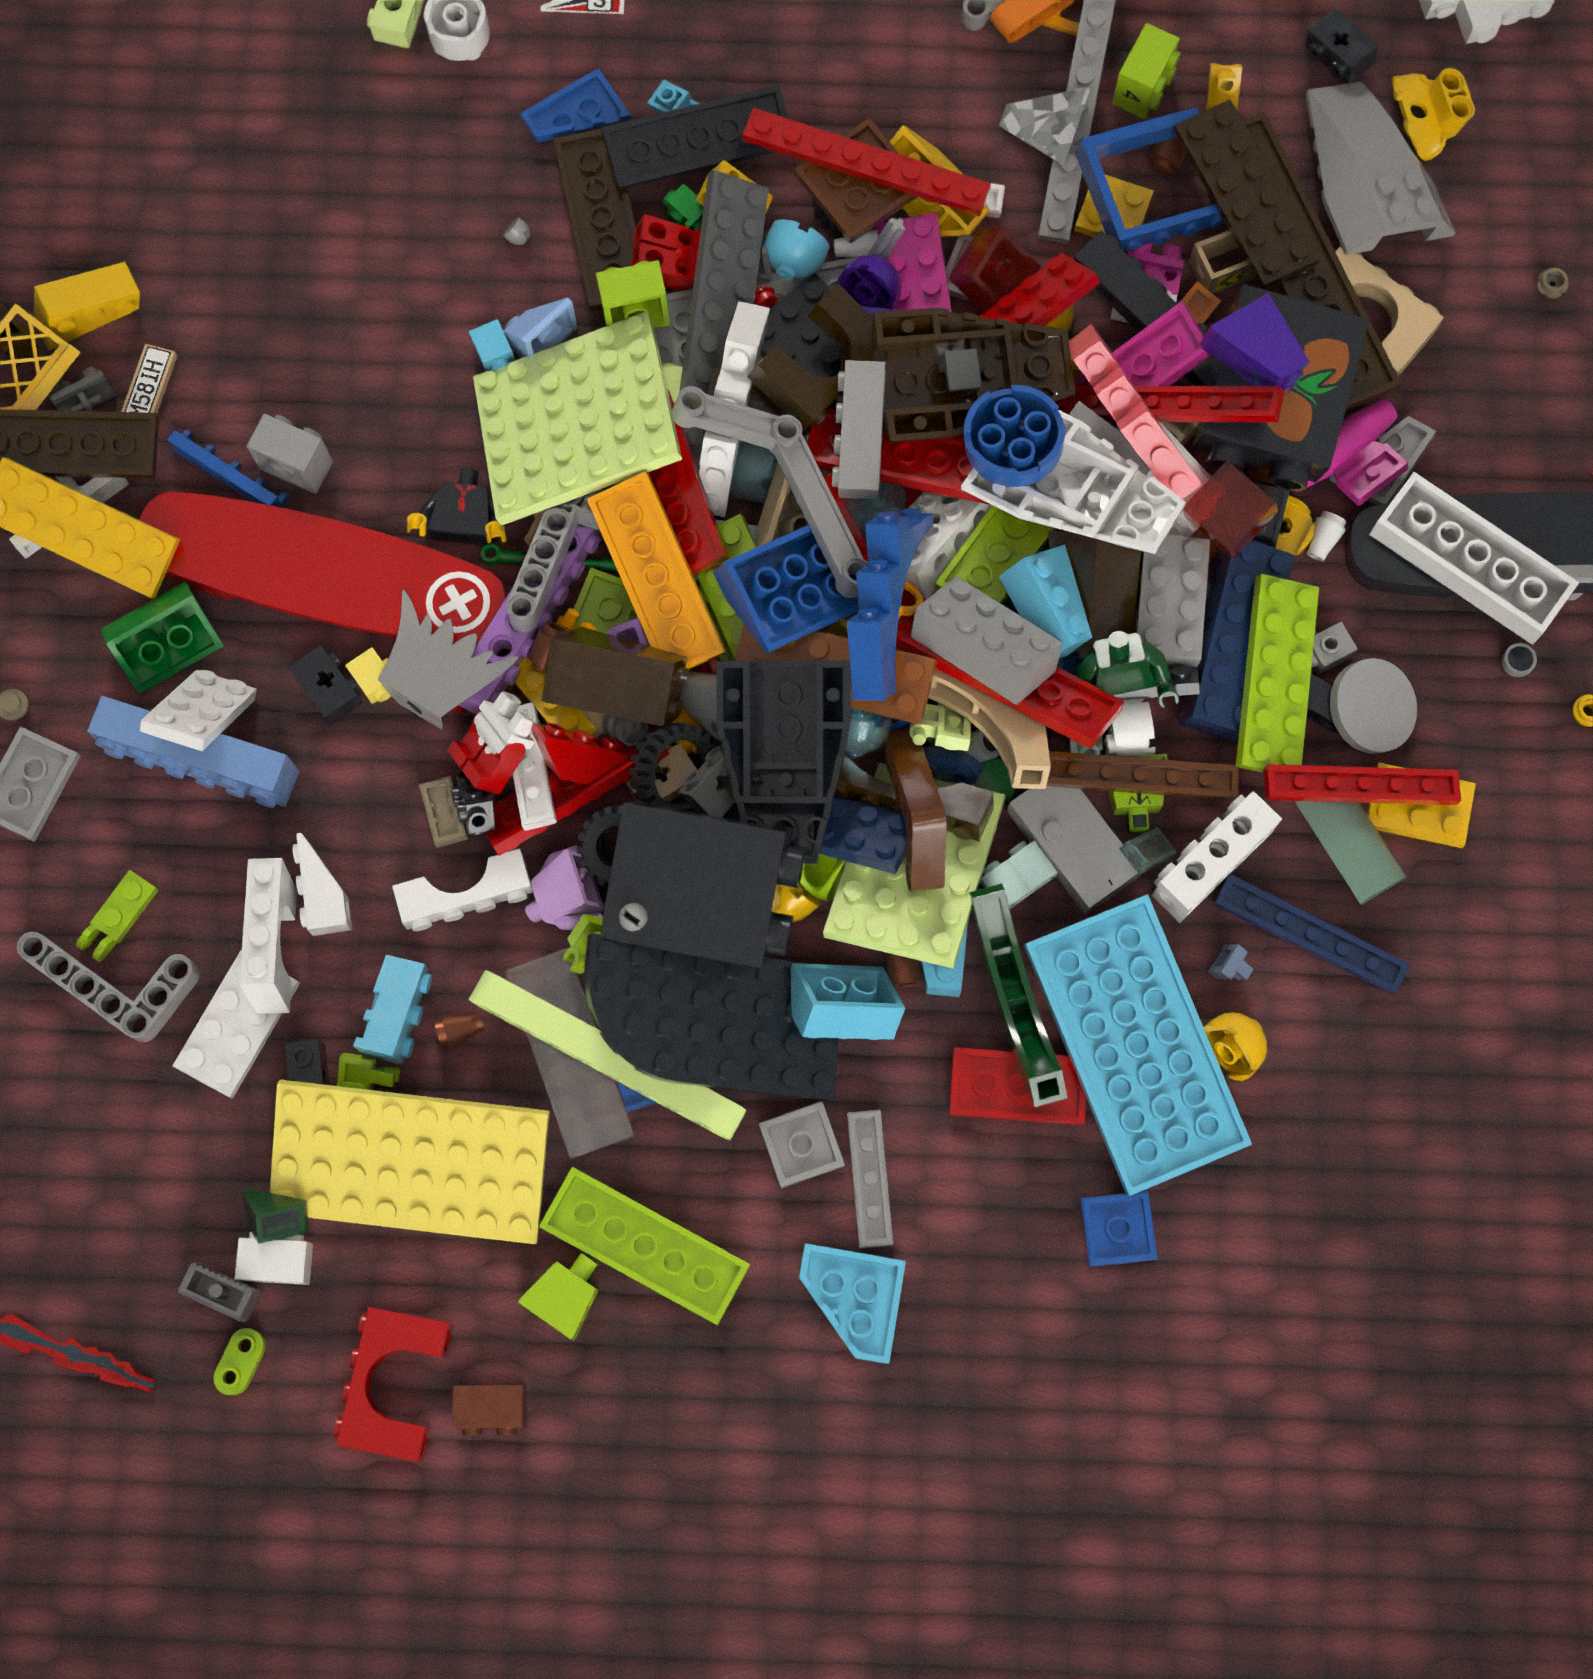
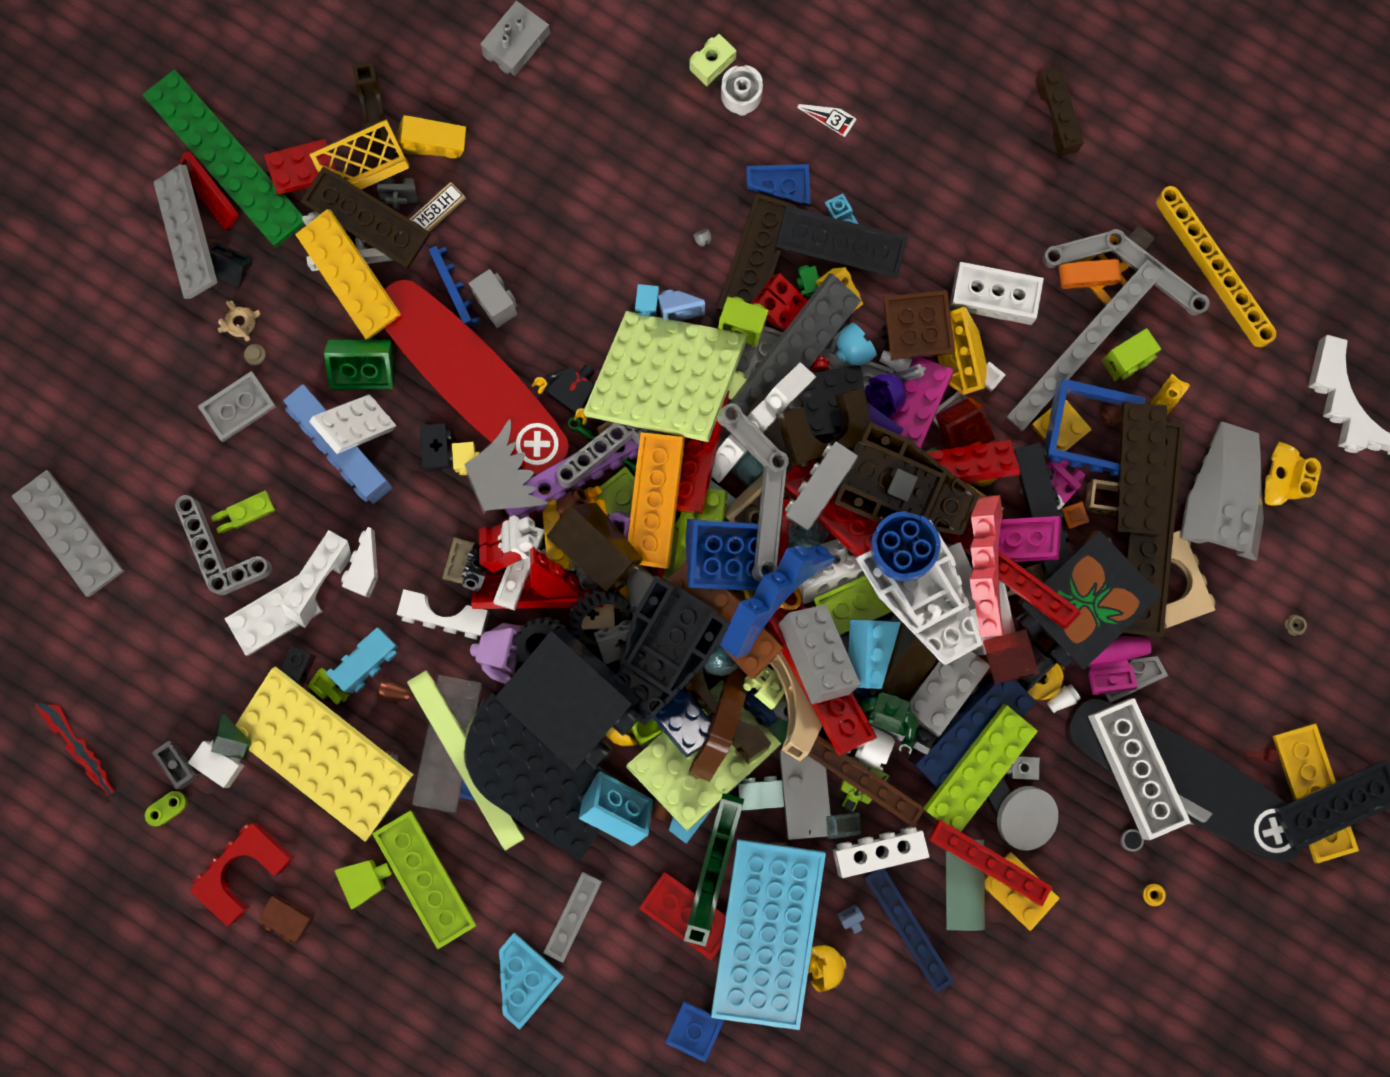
camera: 25 degrees right, 5 degrees up
(124, 121) = (515, 38): none -> light grey piece
(578, 941) = (493, 684): lime plate -> none
(637, 911) = (522, 697): light grey hinge -> none
(801, 1144) = (545, 875): light grey plate -> none
(866, 162) = (928, 317): red plate -> none
(933, 90) = (1004, 282): none -> white brick
(1047, 121) = (1053, 351): sticker -> none
(1257, 345) = (1083, 577): dark purple slope -> none
(1341, 46) = (1259, 406): black brick -> none

